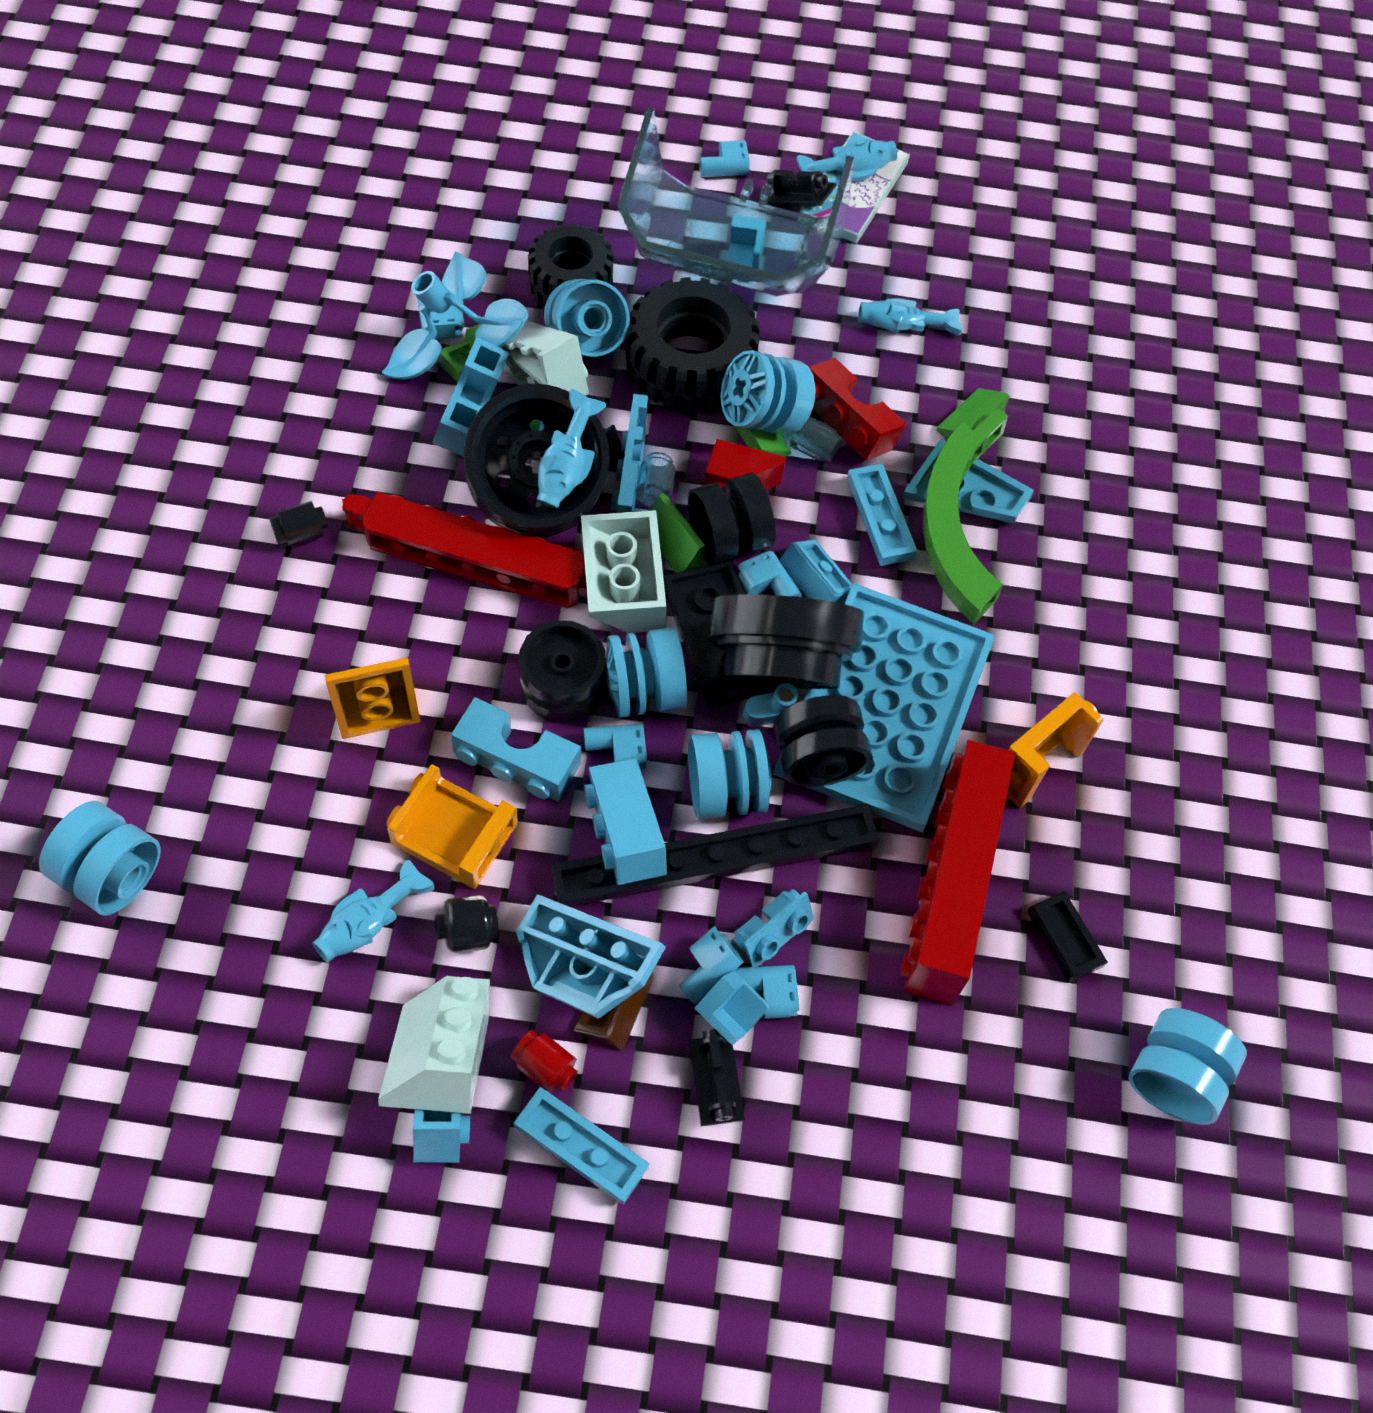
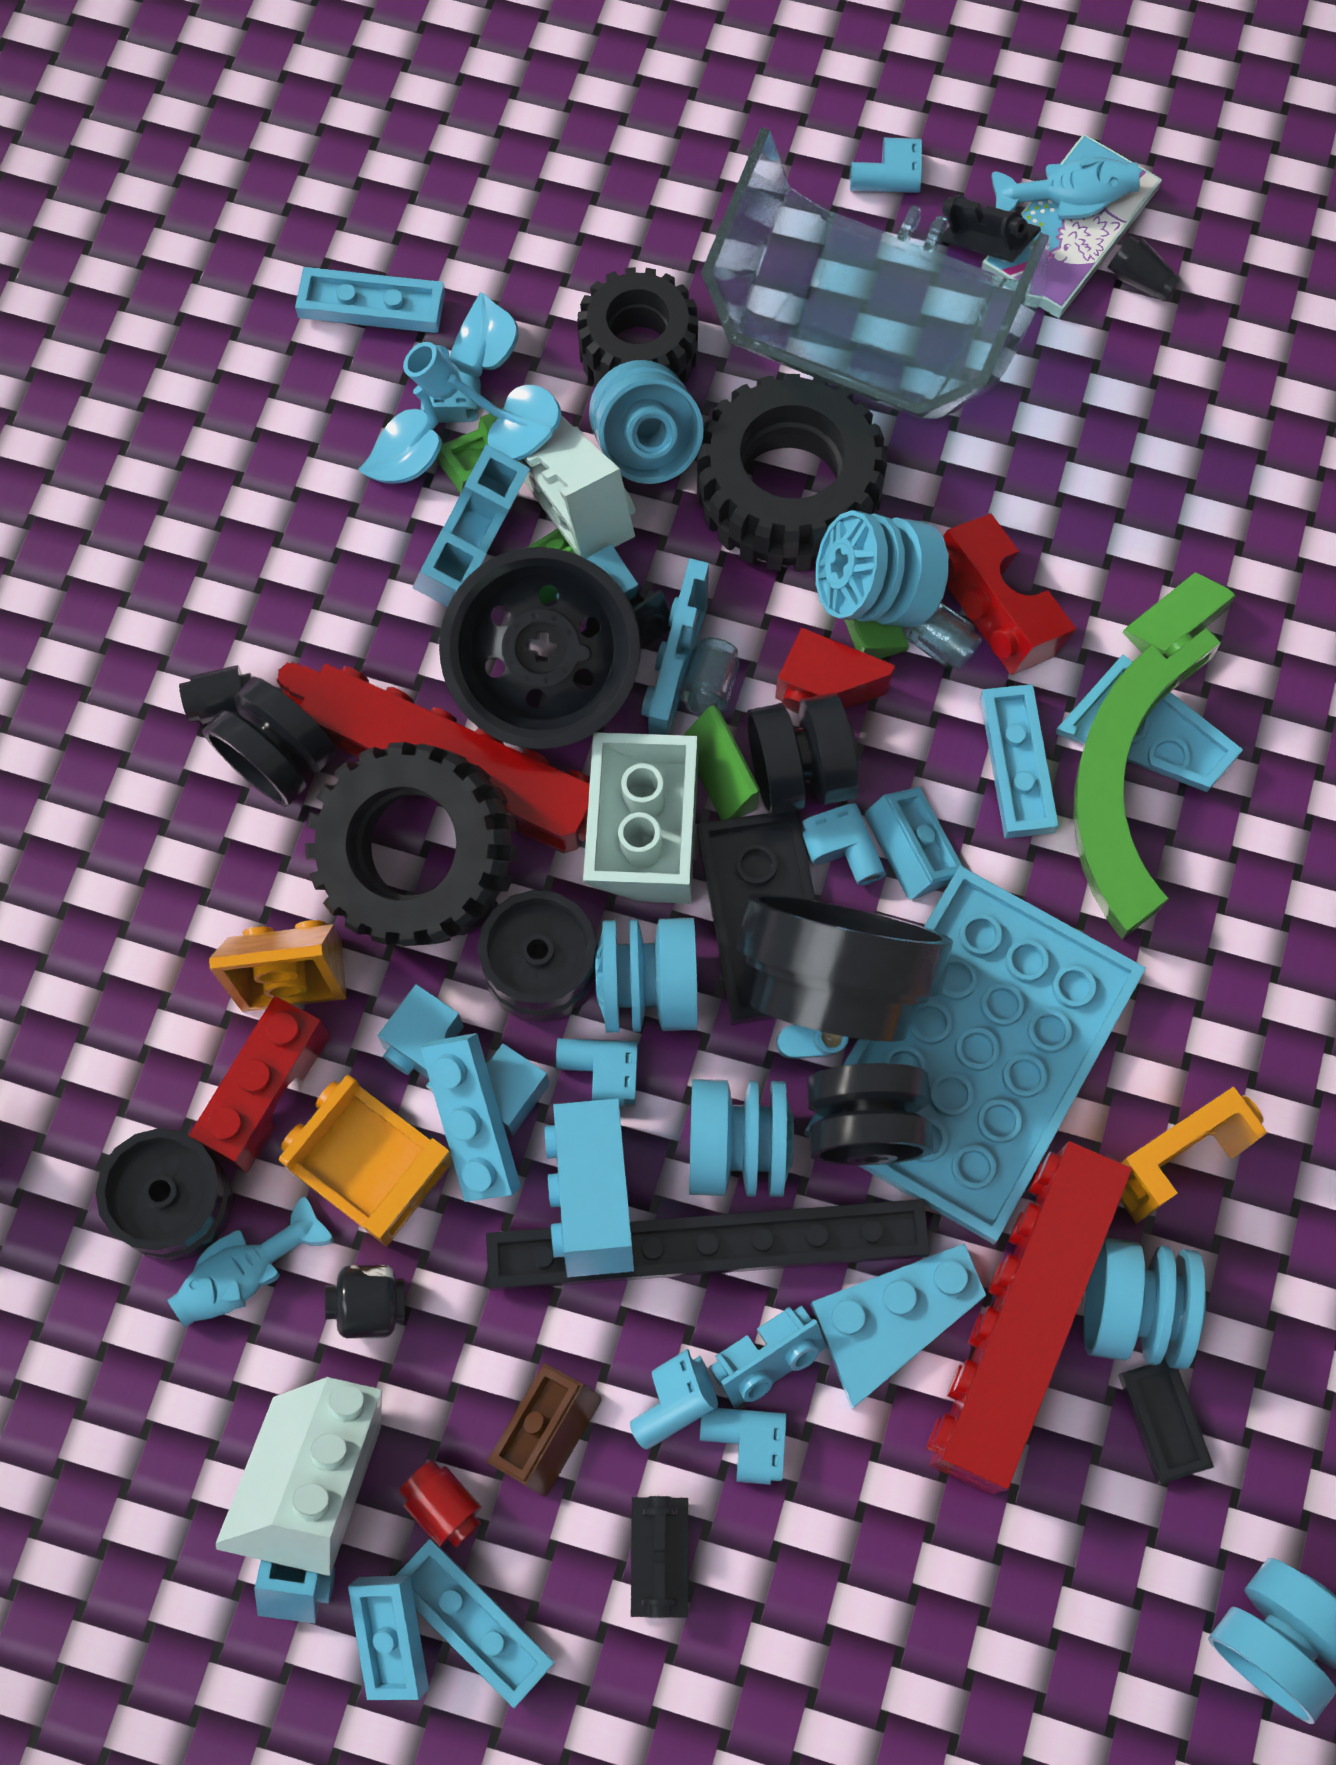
camera: 15 degrees right, 10 degrees up
(302, 865) = (140, 1174): none -> black wheel
(343, 545) = (270, 741): none -> black wheel
(353, 799) = (242, 1108): none -> red arch
(374, 264) = (370, 300): none -> medium azure plate
(427, 564) = (346, 834): none -> black tyre
(519, 1162) = (388, 1638): none -> medium azure plate
(529, 782) = (470, 1117): none -> medium azure plate
(565, 461) = (577, 662): medium azure animal -> none
(583, 957) = (507, 1377): medium azure wedge -> none
(732, 1007) = (692, 1468): medium azure panel -> none
(747, 241) = (894, 315): medium azure panel -> none
(860, 889) = (894, 1316): none -> medium azure wing
(903, 315) = (1104, 445): medium azure animal -> none
(908, 207) = (1143, 268): none -> black cone
(1040, 851) = (1155, 1303): none -> medium azure wheel

